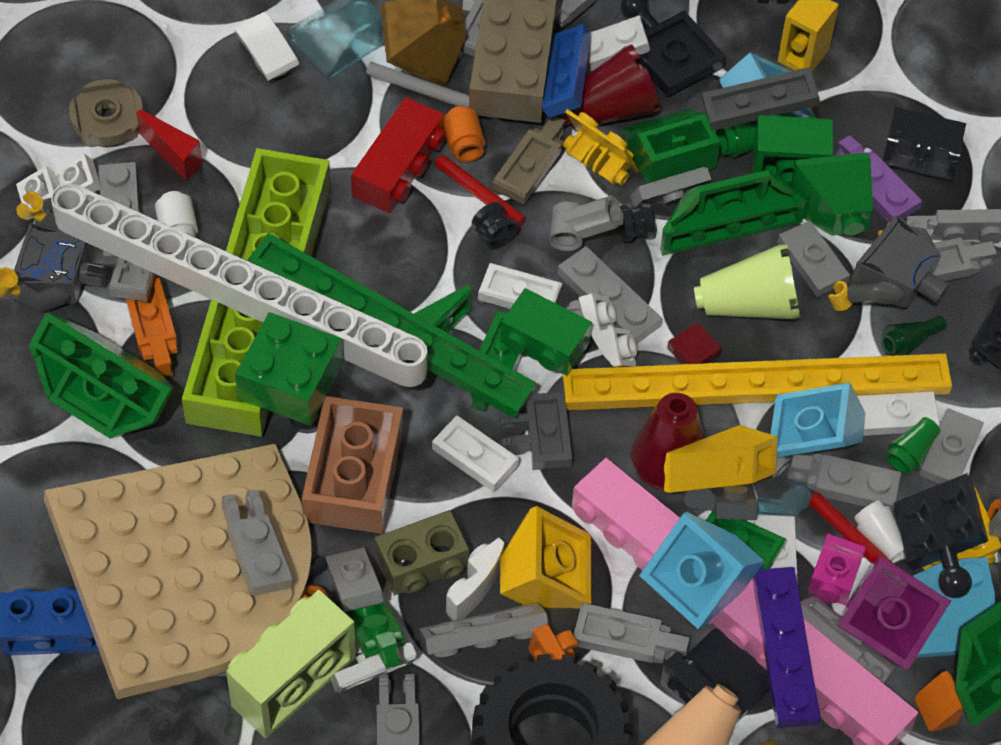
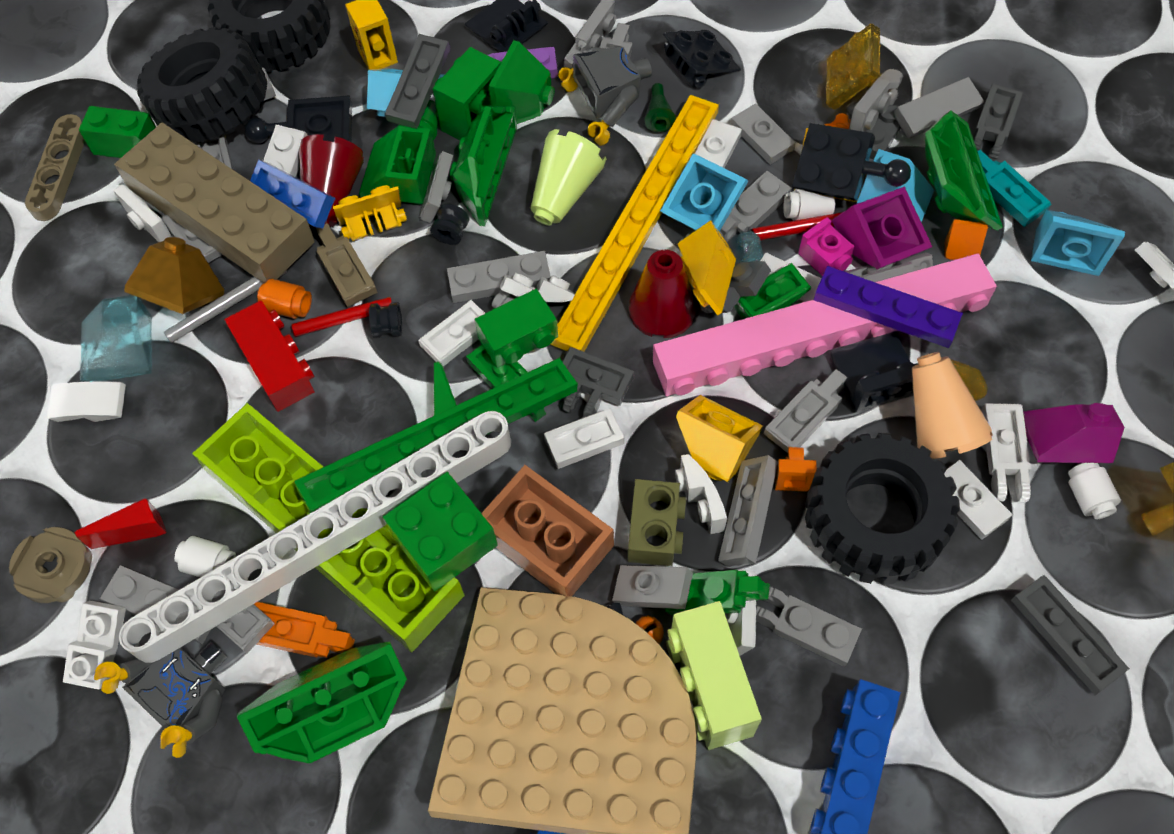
camera: 55 degrees left, 5 degrees up
(256, 546) = (588, 647): light grey hinge -> none
(575, 221) = (424, 263): light grey piece -> none
(694, 346) = (581, 244): dark red tile -> none
(700, 569) = (801, 325): medium azure slope -> none
(813, 258) = (538, 128): light grey plate -> none
(911, 448) = (753, 153): green cone -> none

